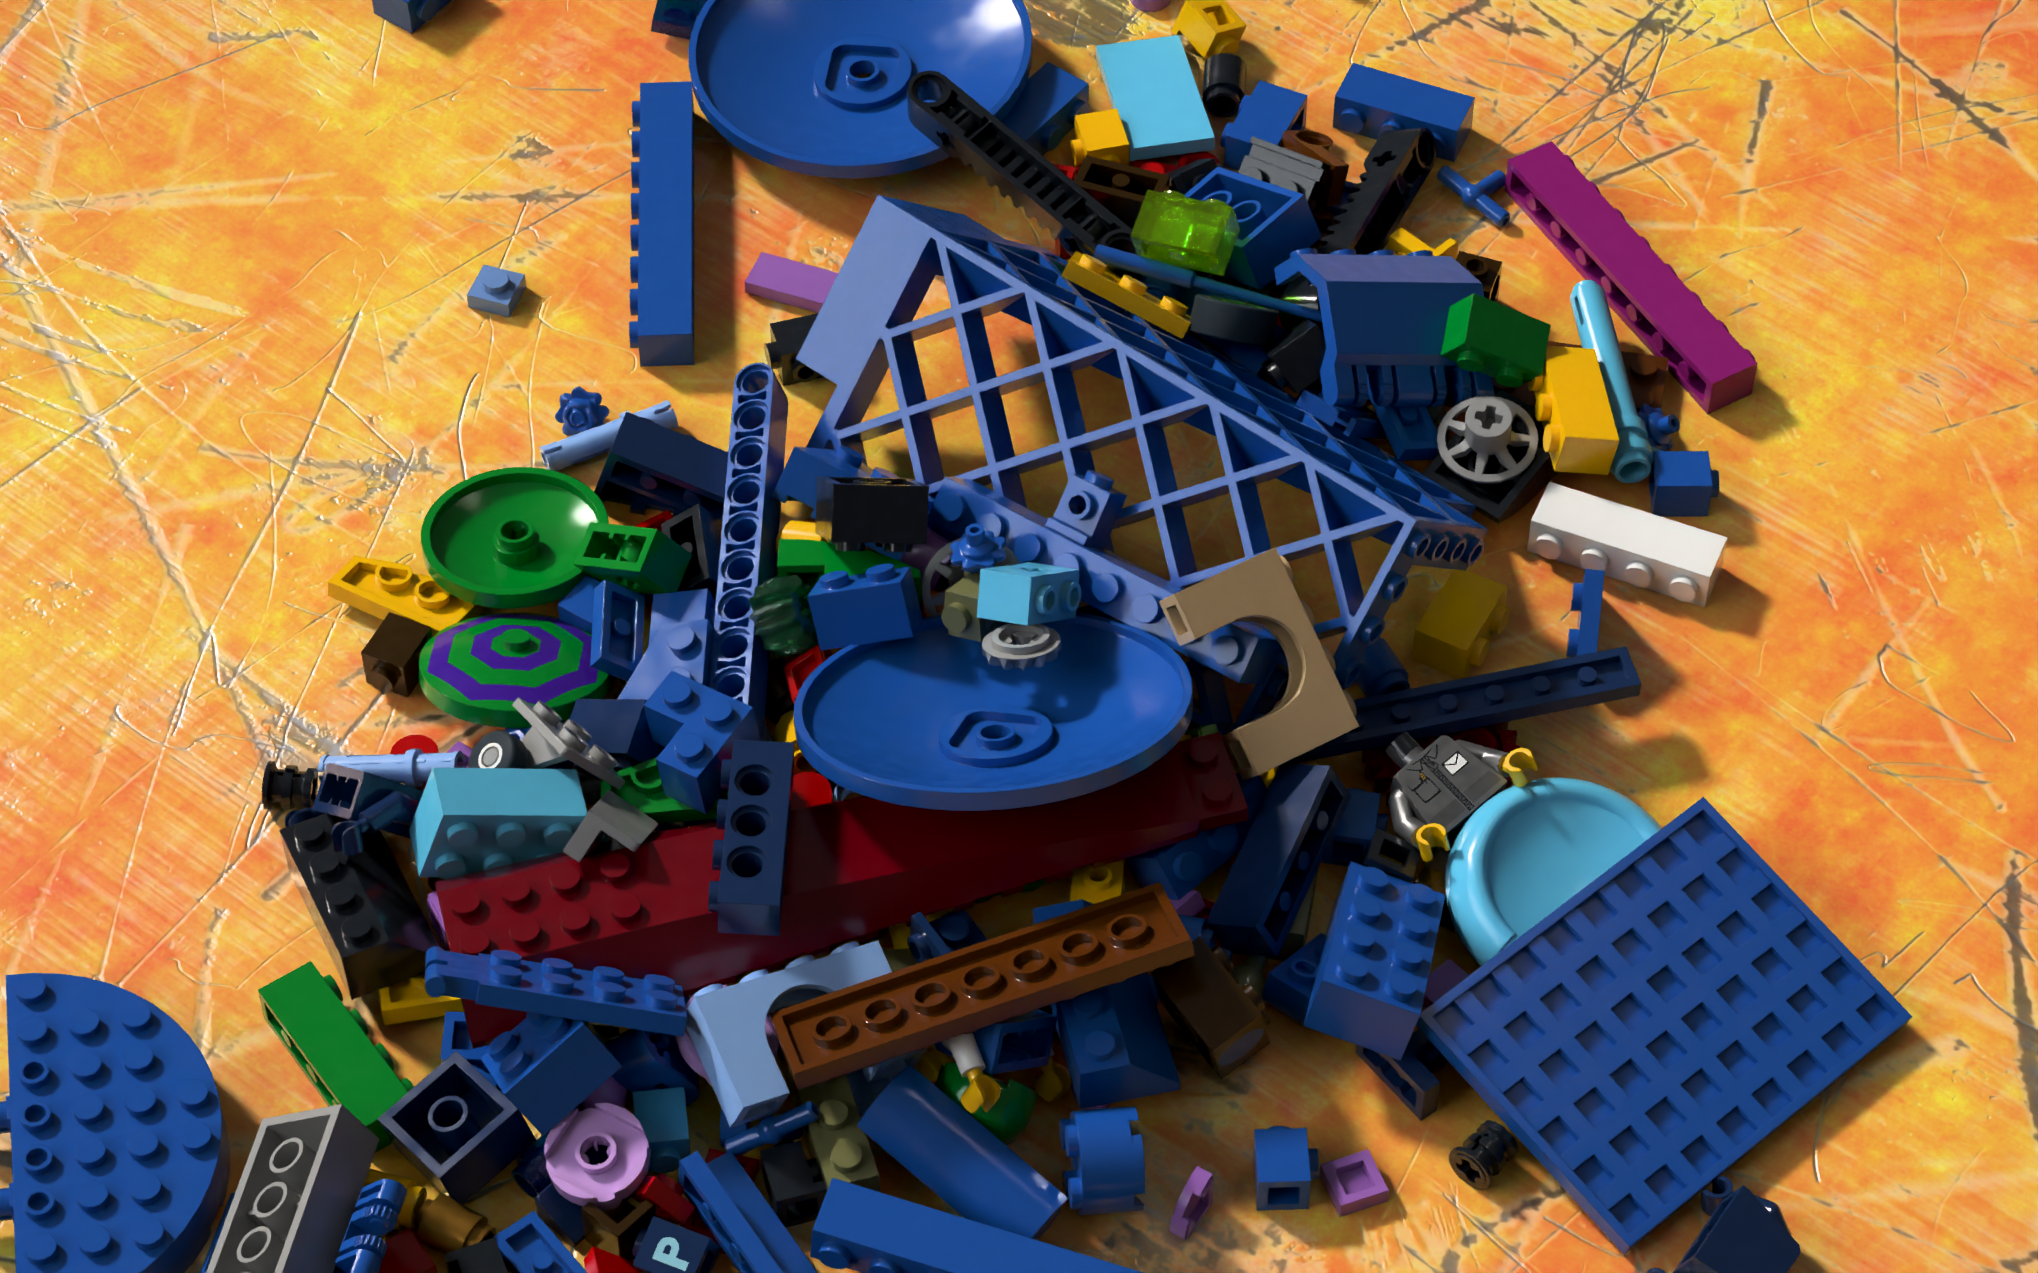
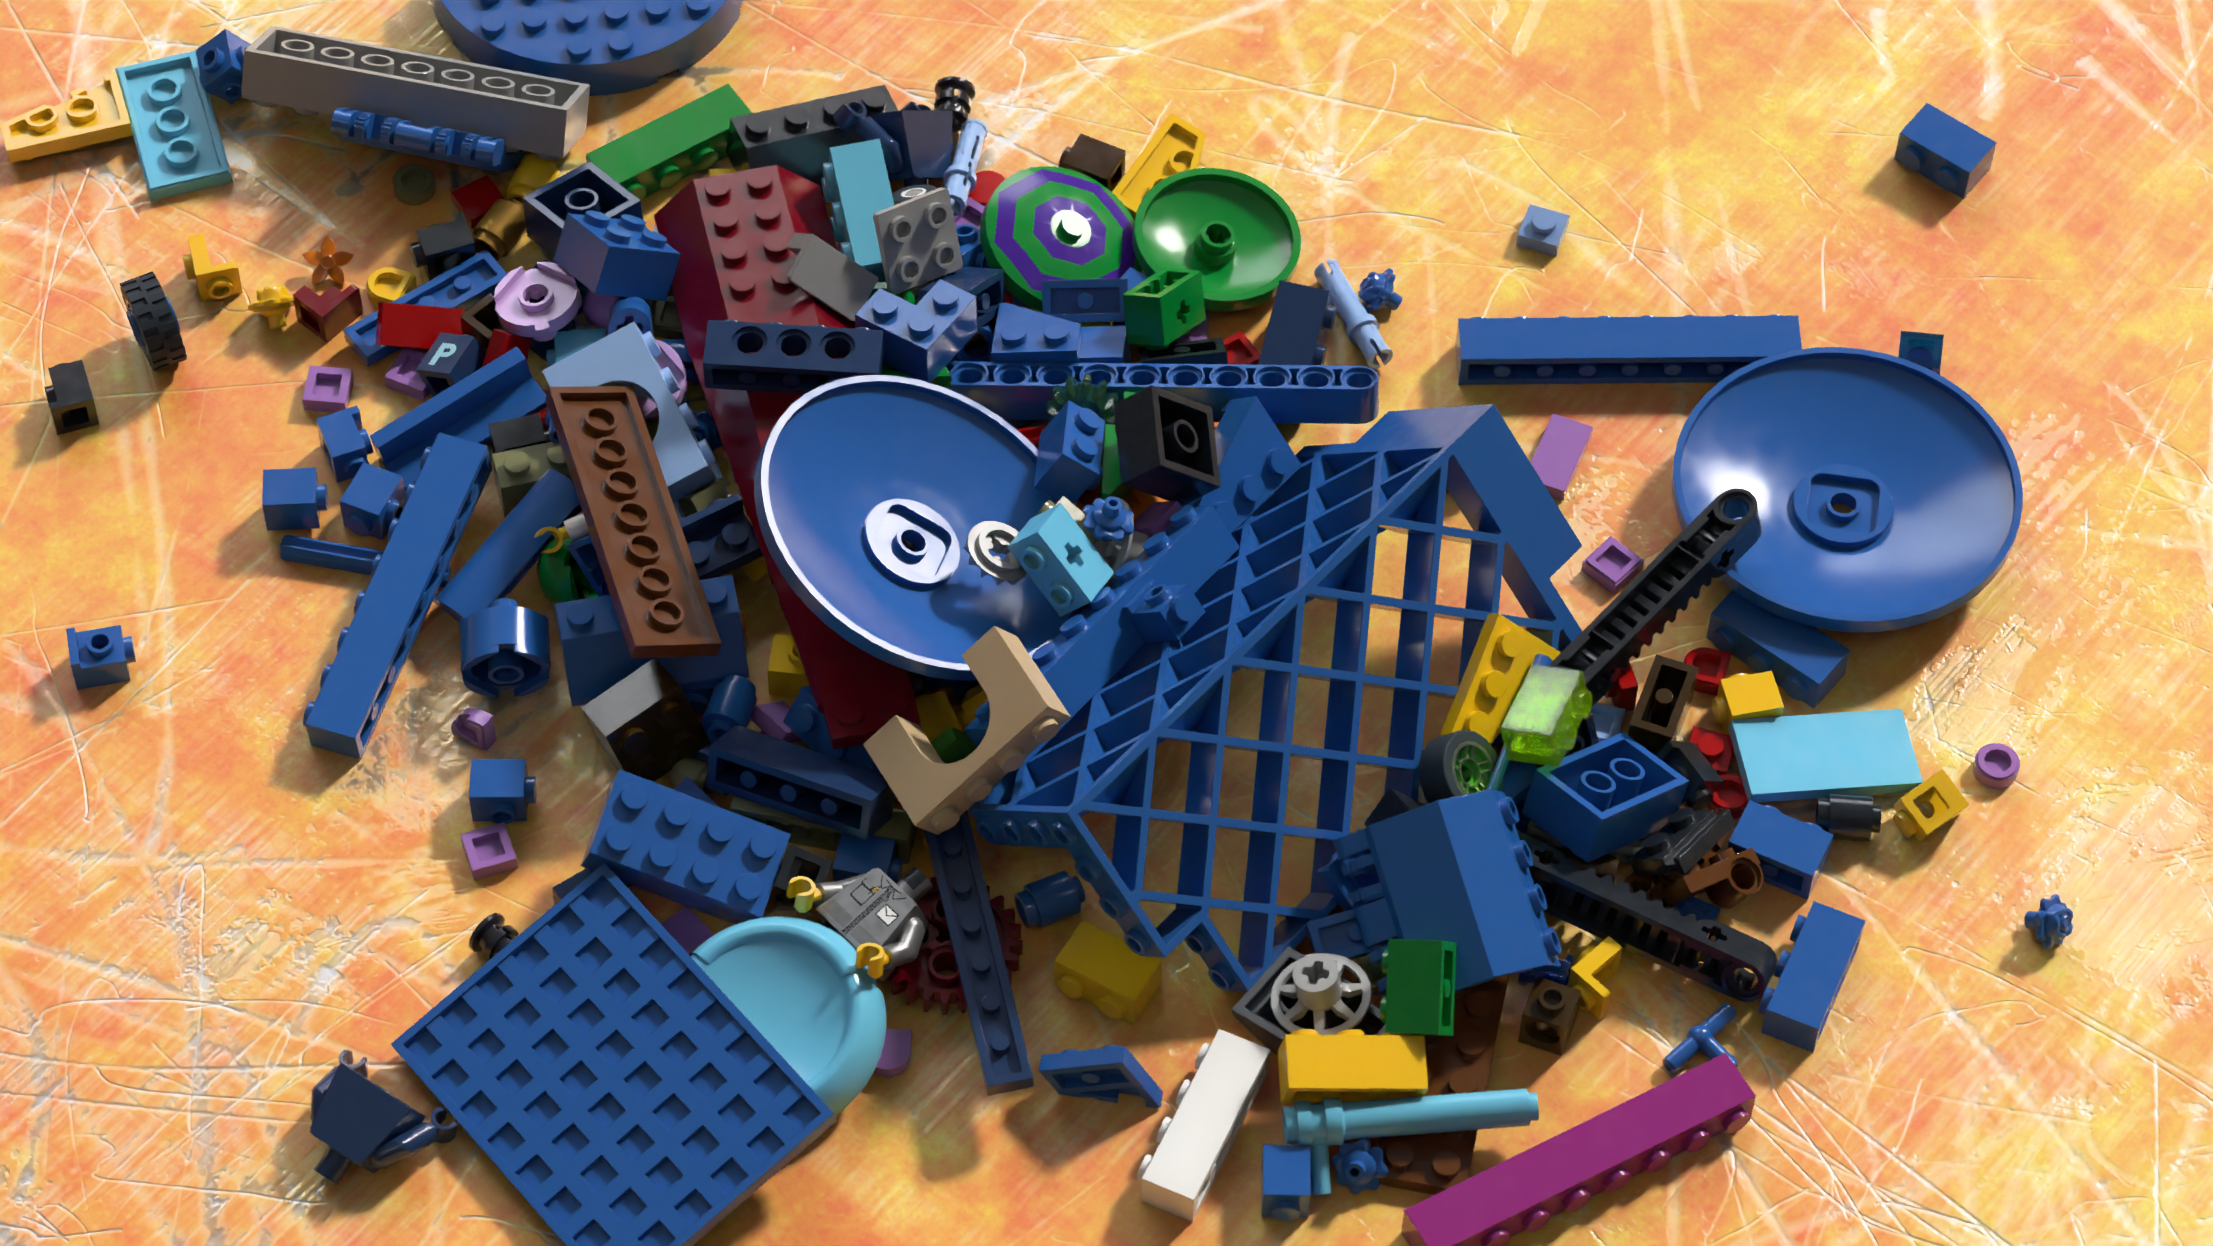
camera: 90 degrees right, 5 degrees up
(558, 989) = (657, 238): blue hinge -> none

